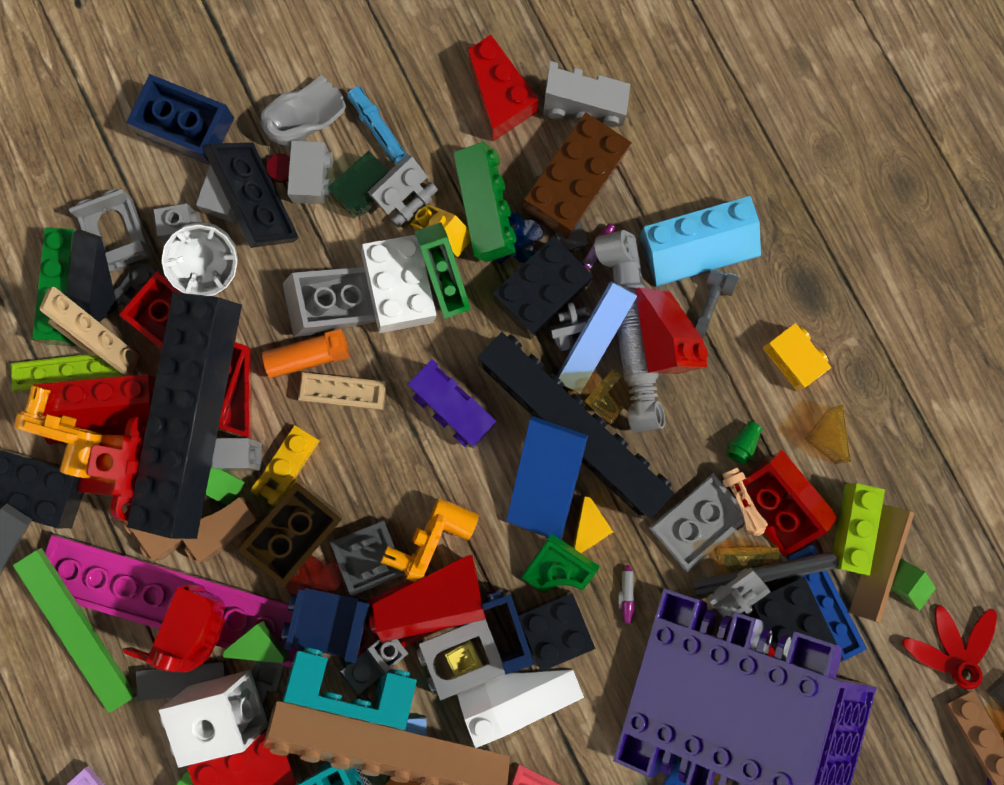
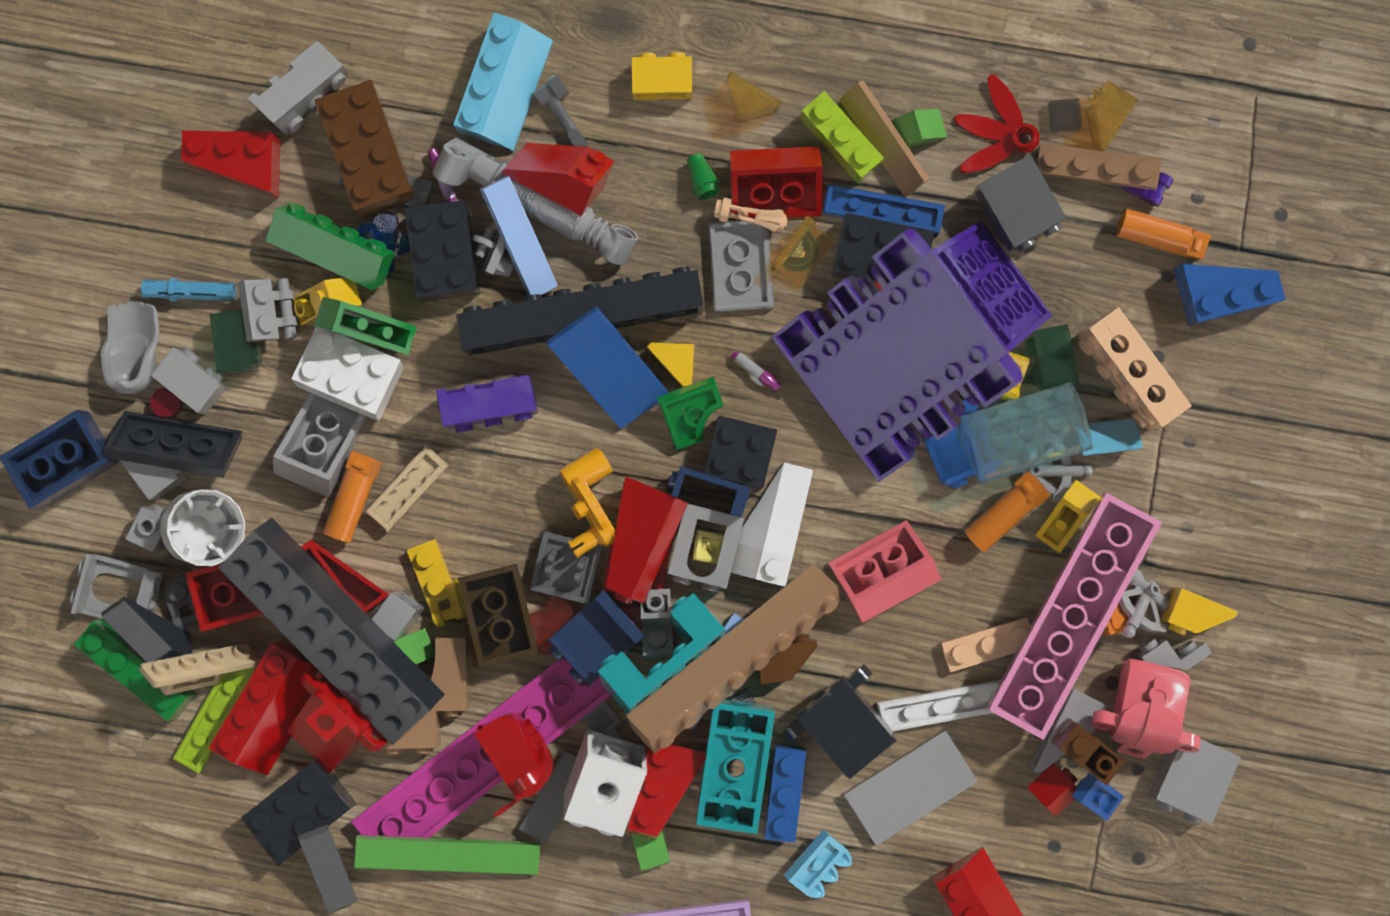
camera: 50 degrees left, 5 degrees up
(77, 439) = (293, 737): light orange piece -> none
(258, 645) = (570, 707): bright green slope -> none
(602, 401) = (577, 272): clear yellow panel -> none
(739, 593) = (819, 276): light grey hips -> none
(771, 572) = (822, 243): dark grey axle -> none
(914, 712) = (1020, 205): none -> dark grey brick

